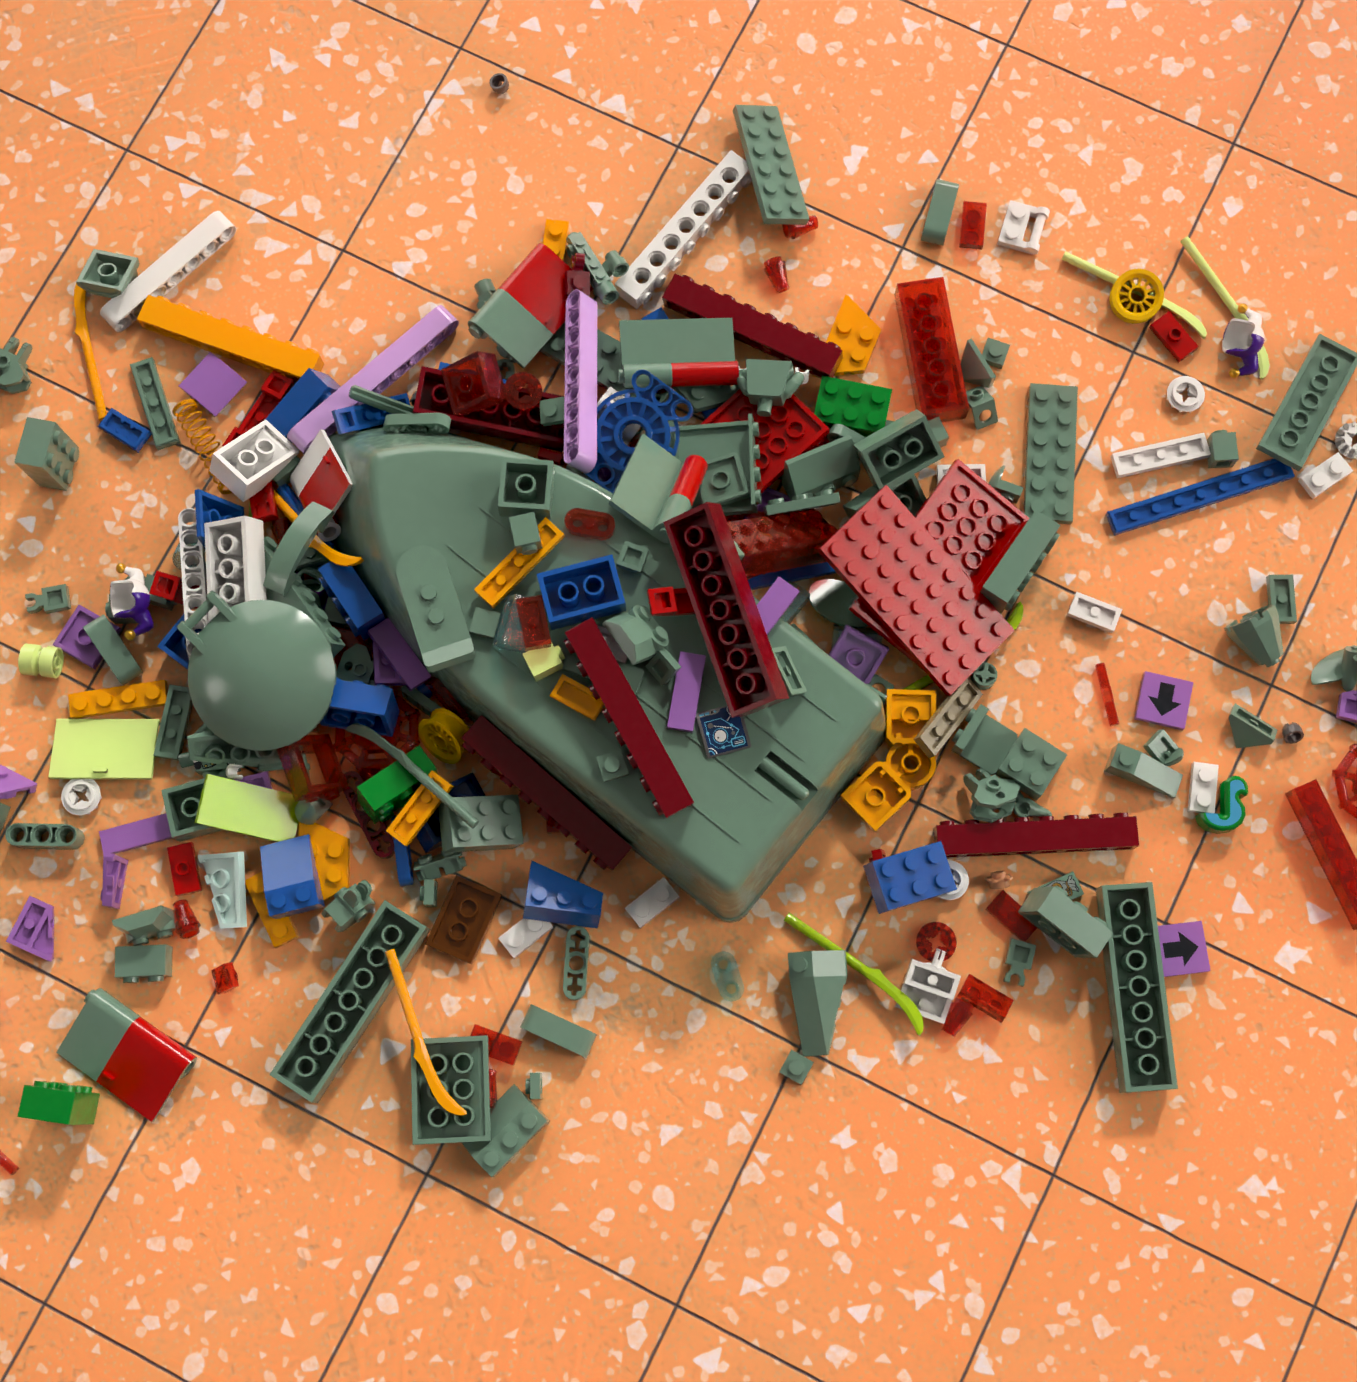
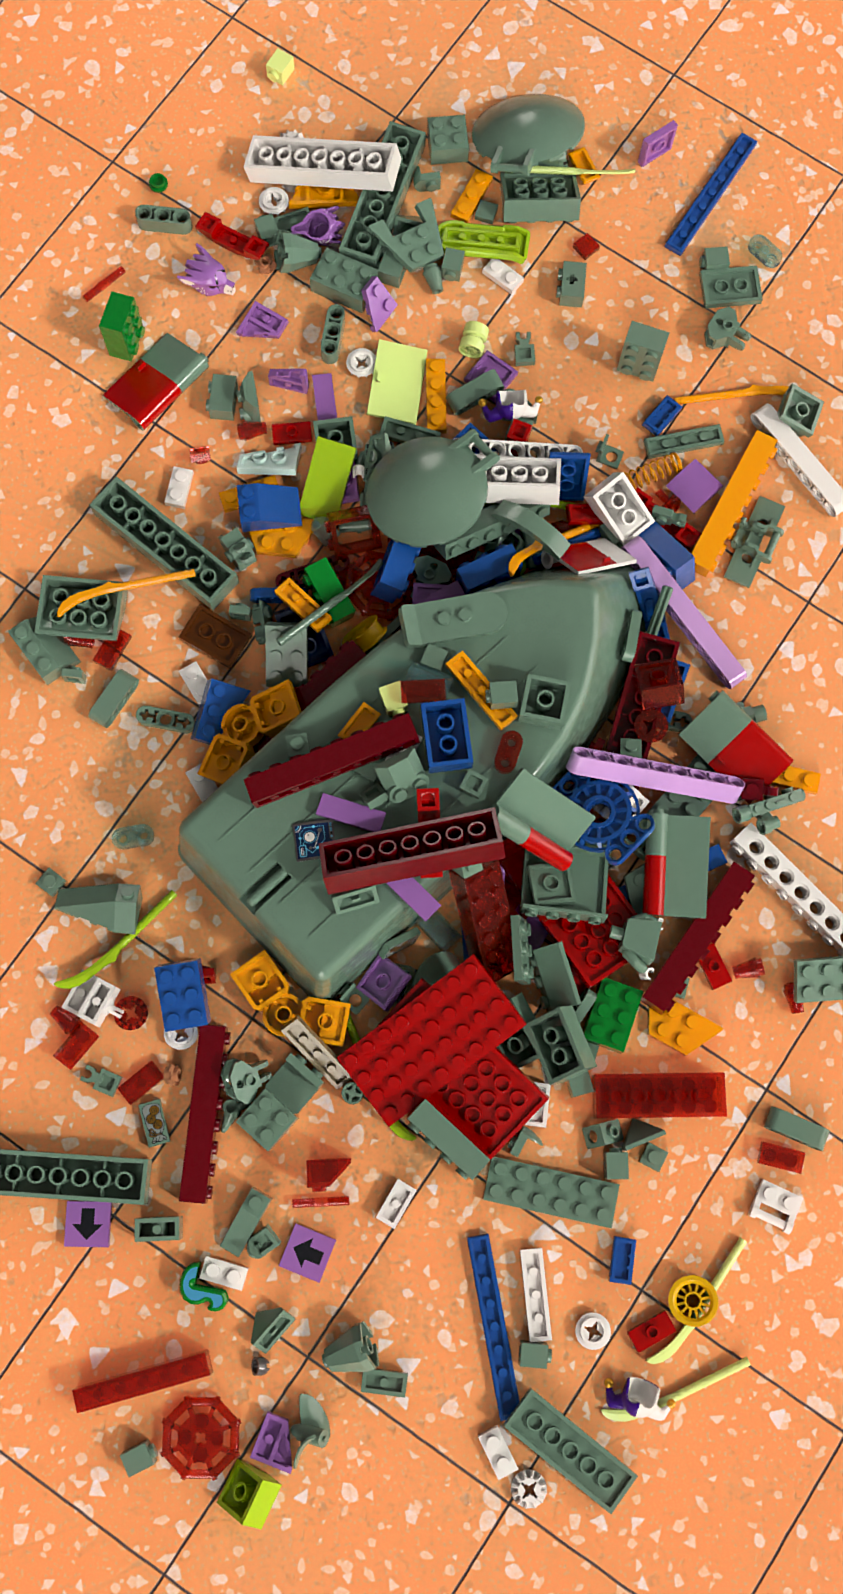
camera: 90 degrees right, 0 degrees up
(176, 493) = (603, 449): none -> sand green bracket
(238, 409) = (670, 503): none -> clear red plate
(257, 409) = (667, 516): none -> sand green plate
(271, 999) = (179, 487): none -> white plate
(272, 318) = (749, 538): none -> sand green piece
(611, 866) = (266, 716): none -> light orange plate
(785, 307) = (715, 968): none -> red plate
(1011, 388) = (616, 1164): none -> sand green brick
(1066, 921) = (123, 1122): sand green brick -> none
(1076, 687) = (325, 1172): none -> clear red slope
(1108, 372) = (622, 1260): none -> blue plate
(1172, 864) = (158, 1228): none -> sand green brick

